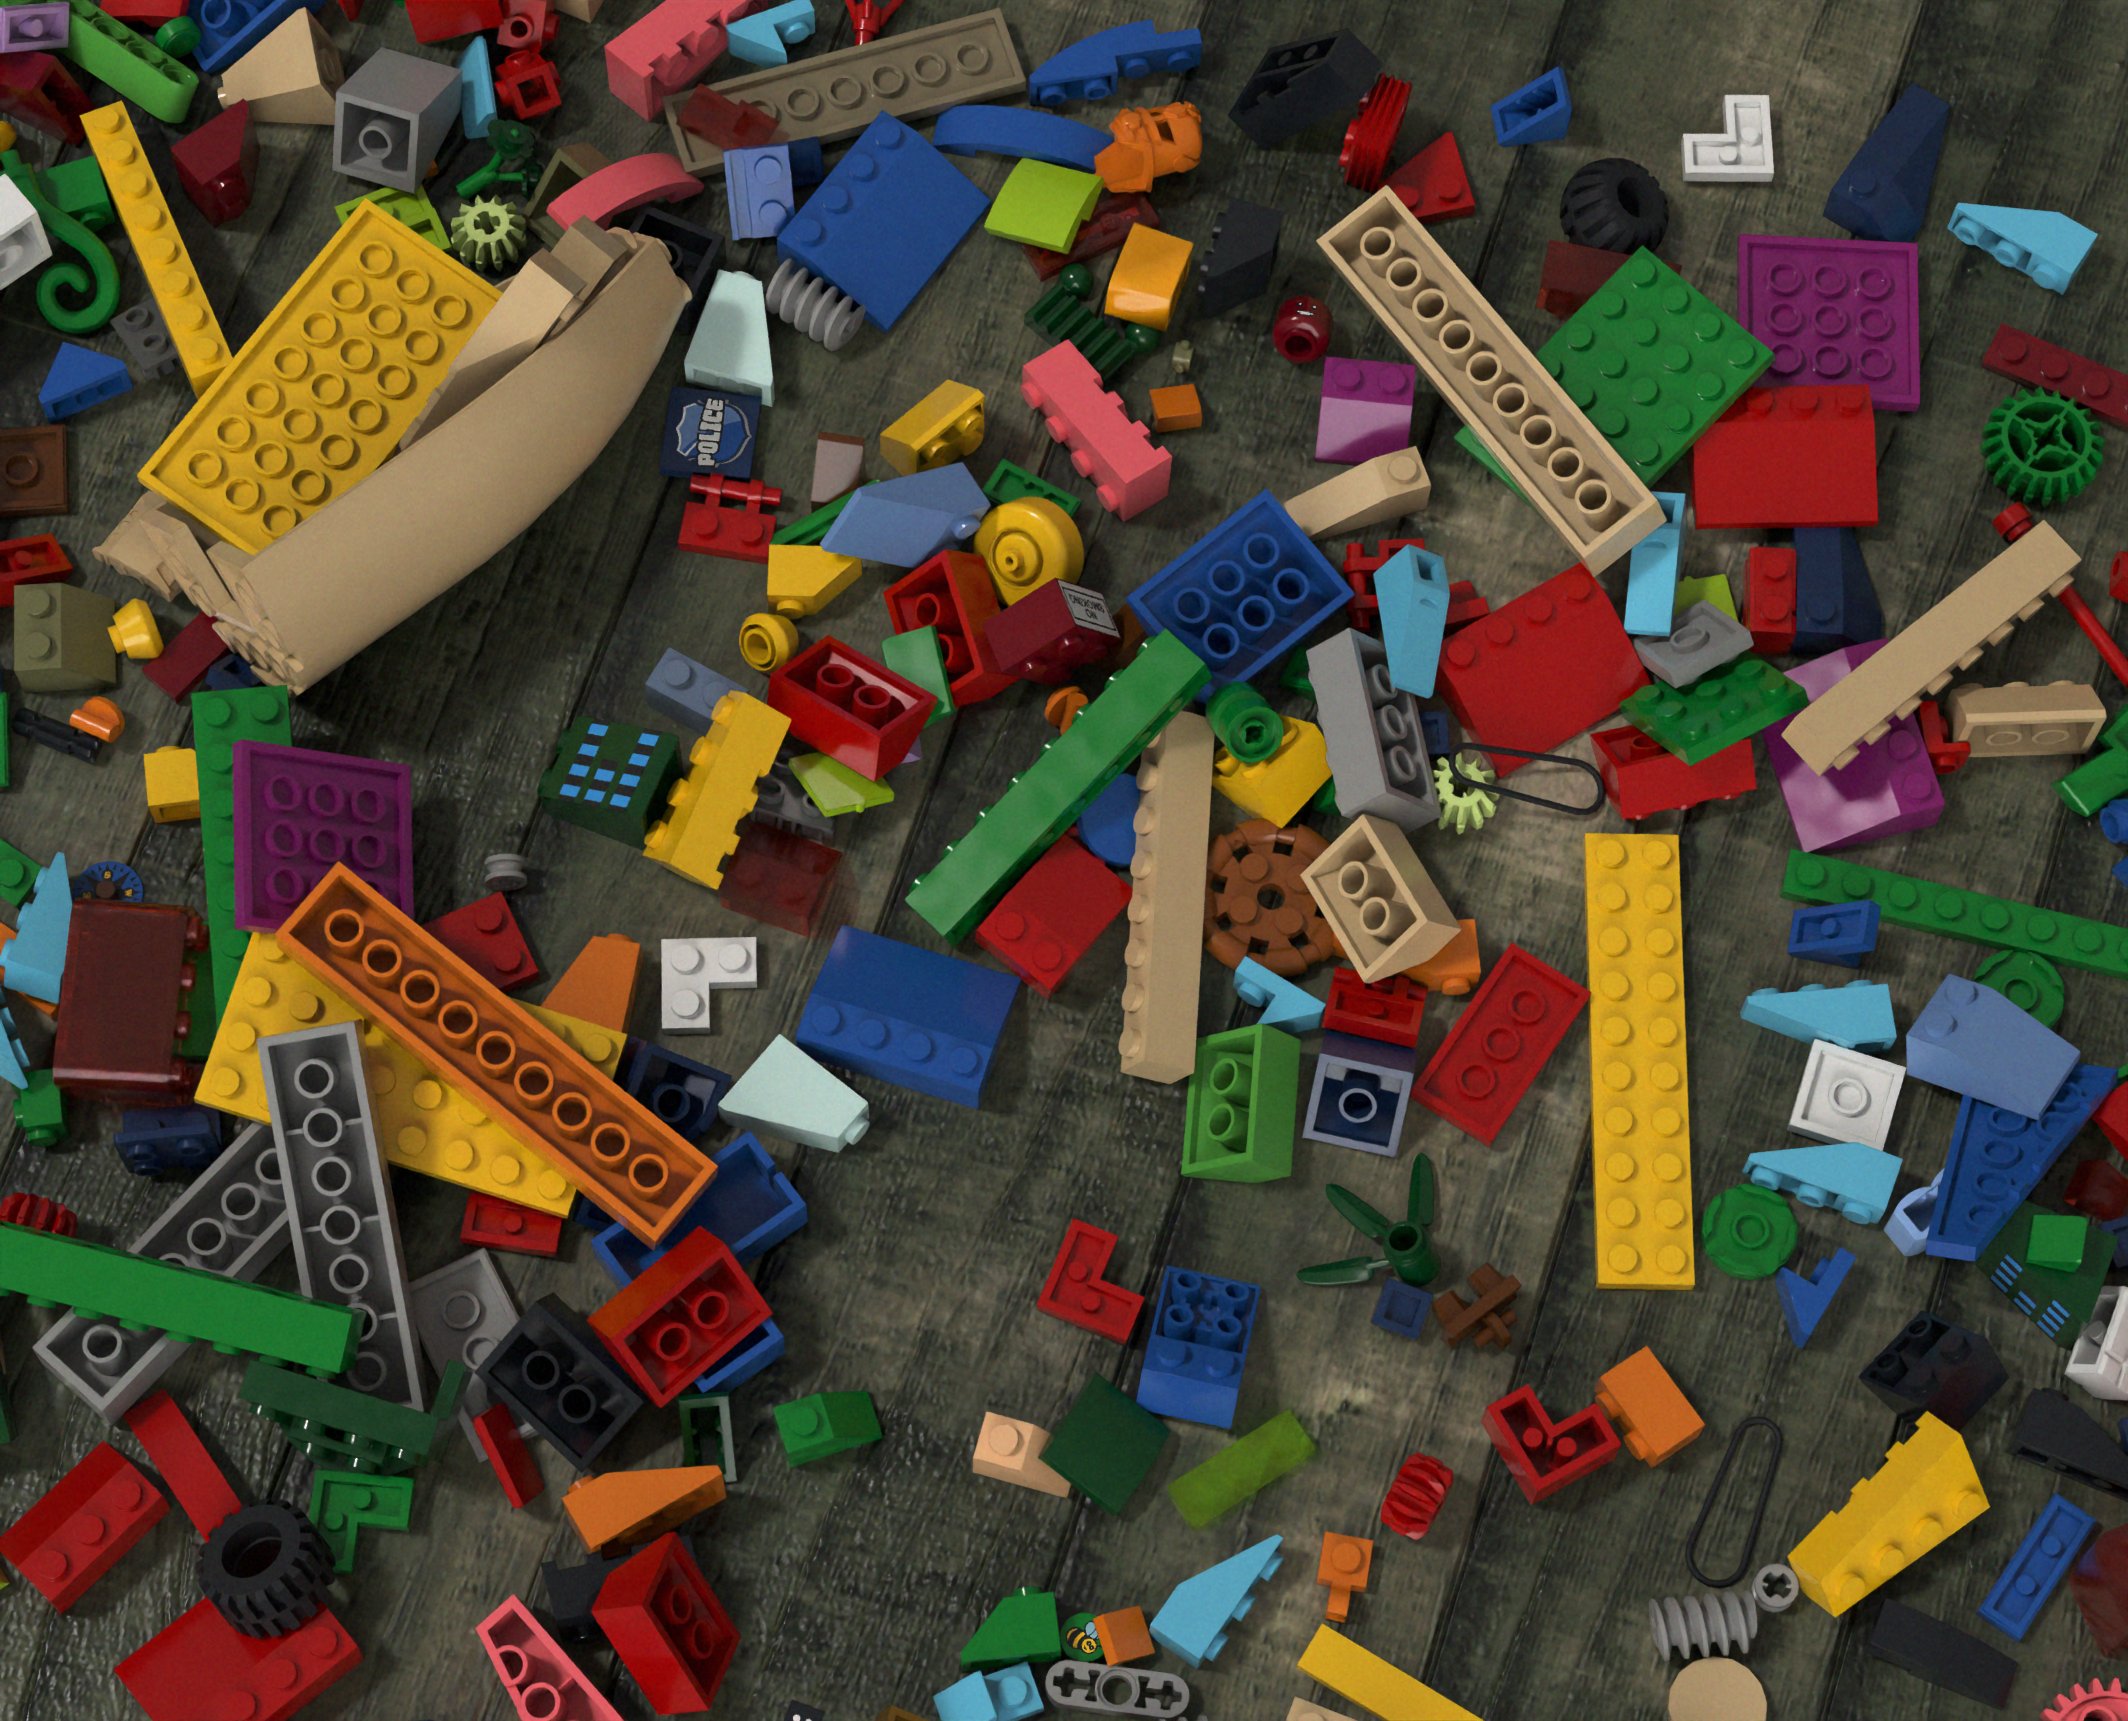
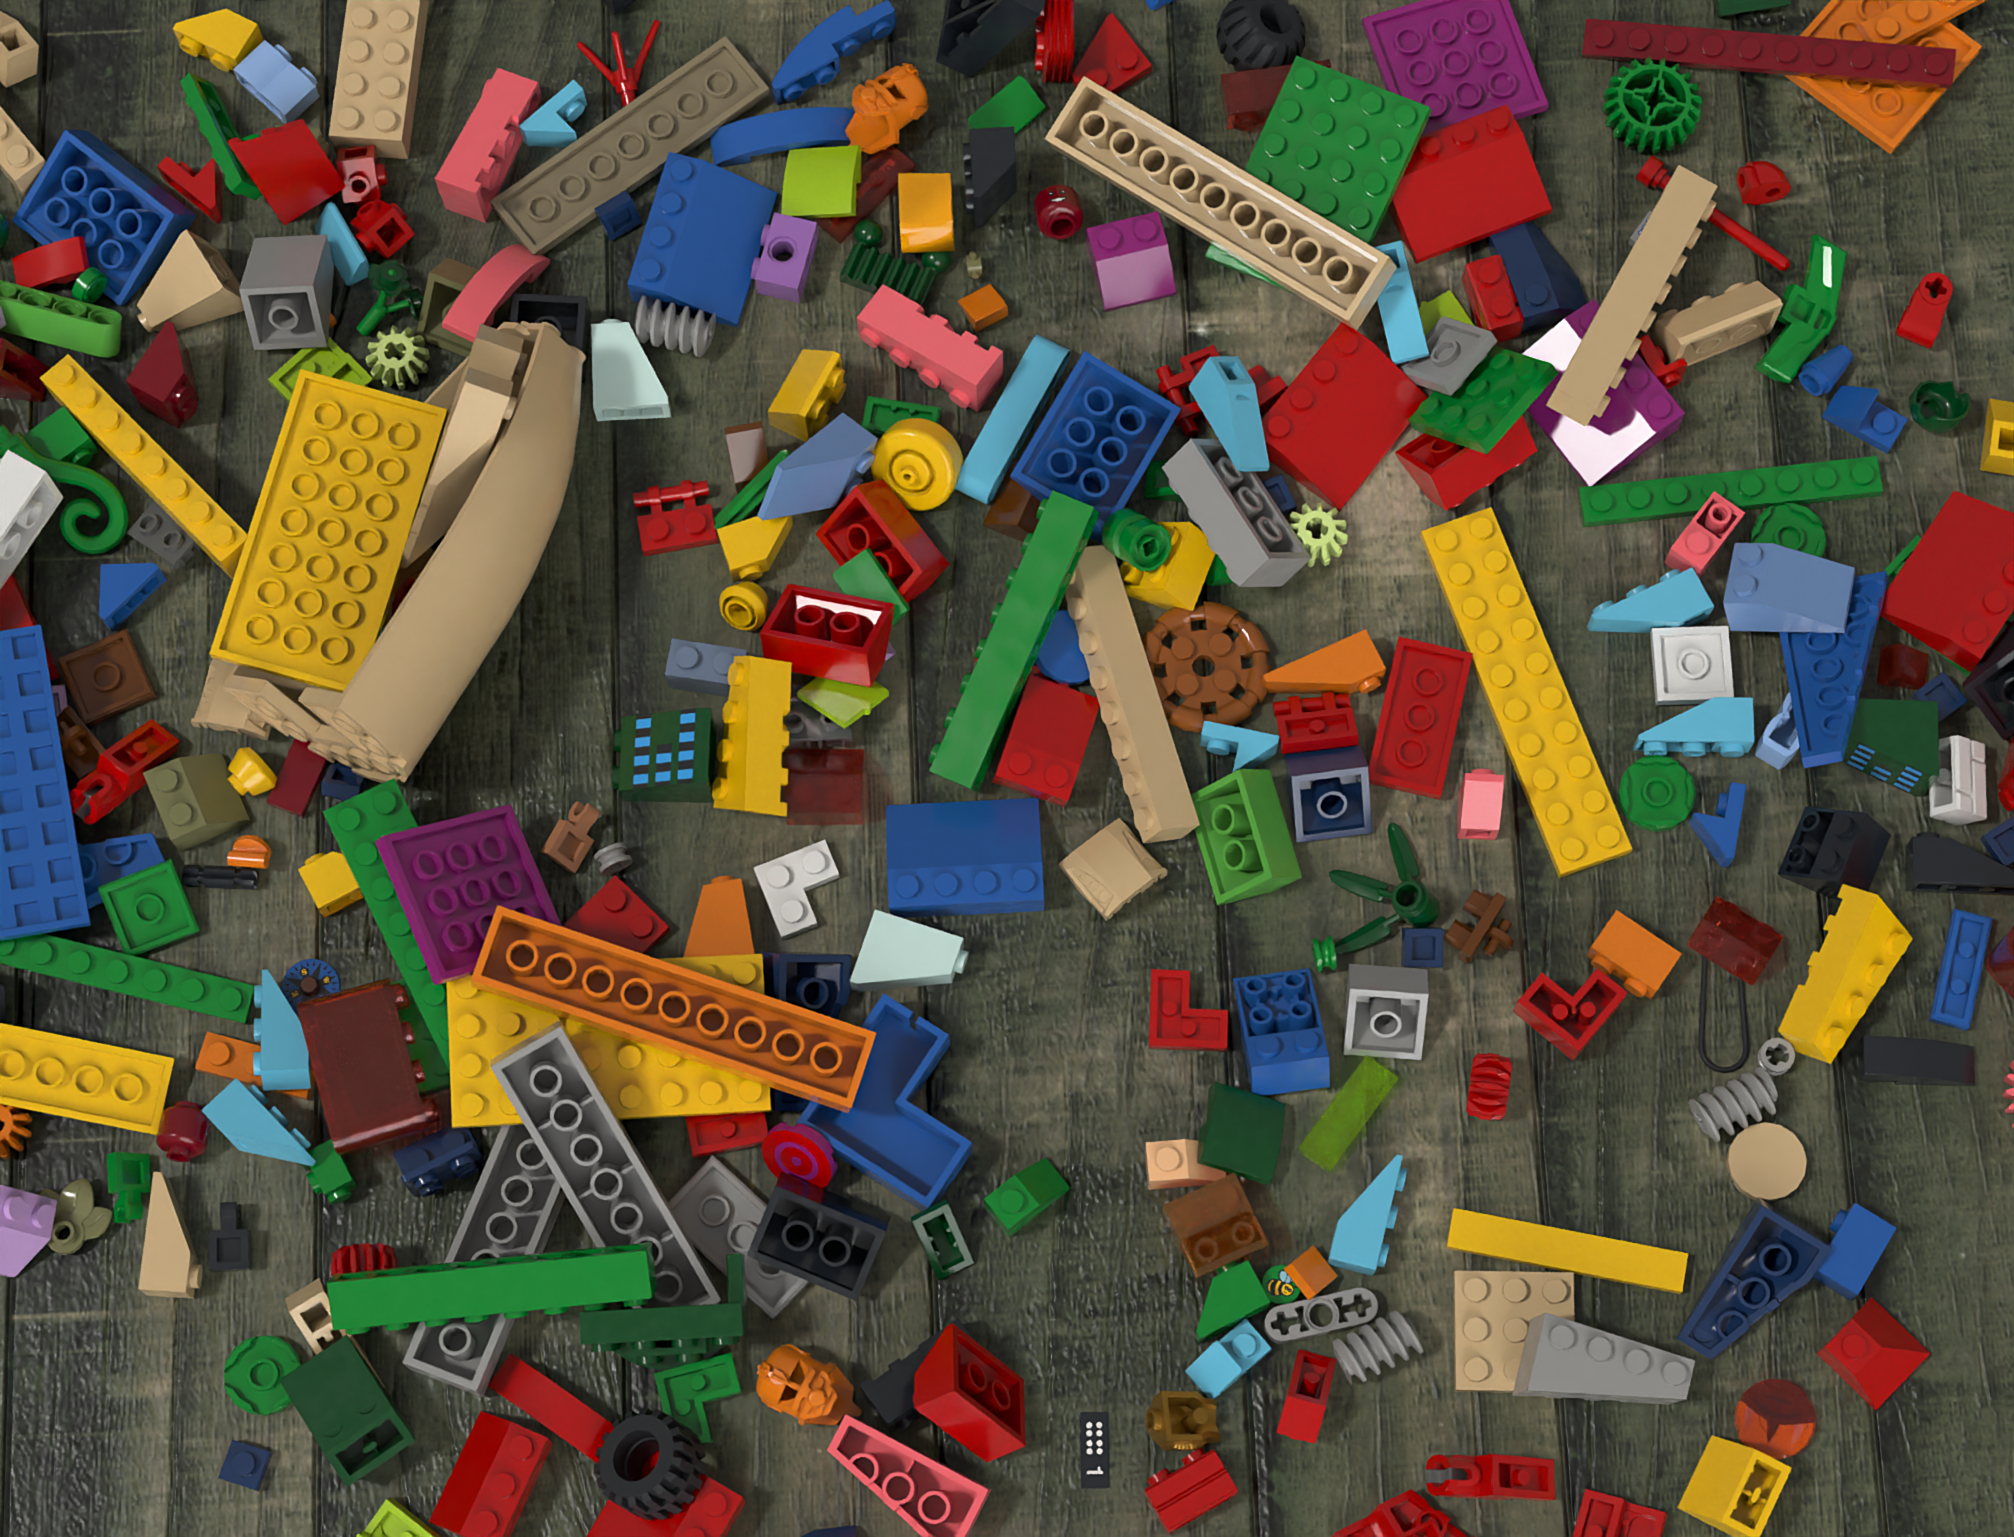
camera: 15 degrees left, 5 degrees up
(464, 833) = (568, 840): none -> nougat plate
(482, 1549) = (805, 1387): none -> orange helmet
(508, 1454) = (795, 1308): red slope -> none
(579, 1275) = (799, 1153): none -> red tile
(638, 1505) = (905, 1316): orange slope -> none
(680, 1316) = (889, 1156): red slope -> none
(710, 434) = (633, 456): tile -> none
(724, 122) = (551, 205): clear red slope -> none
(759, 190) = (597, 249): plate -> none
(967, 297) = (786, 278): none -> medium lavender brick
(1030, 1537) = (1214, 1225): none -> clear orange slope
(1052, 632) = (962, 522): dark red brick -> none
(1063, 706) = (993, 576): orange plate -> none
(1074, 1088) = (1111, 868): none -> tan slope
(1167, 532) = (1012, 419): none -> medium azure beam
(1283, 1274) = (1324, 954): none -> green bush
(1299, 194) = (1012, 106): none -> green slope
(1329, 1366) = (1385, 1011): none -> light grey slope
(1344, 1568) = (1453, 1159): orange plate -> none
(1363, 495) = (1154, 327): tan slope -> none
(1379, 899) = (1290, 641): tan slope -> none
(1524, 797) = (1363, 520): black piece -> none
(1531, 1167) = (1480, 805): none -> coral slope
(1776, 1434) = (1734, 940): none -> clear red bracket
(1835, 932) = (1637, 541): blue slope -> none
(1917, 954) = (1705, 535): none -> coral slope
(2057, 1241) = (1895, 722): green slope -> none

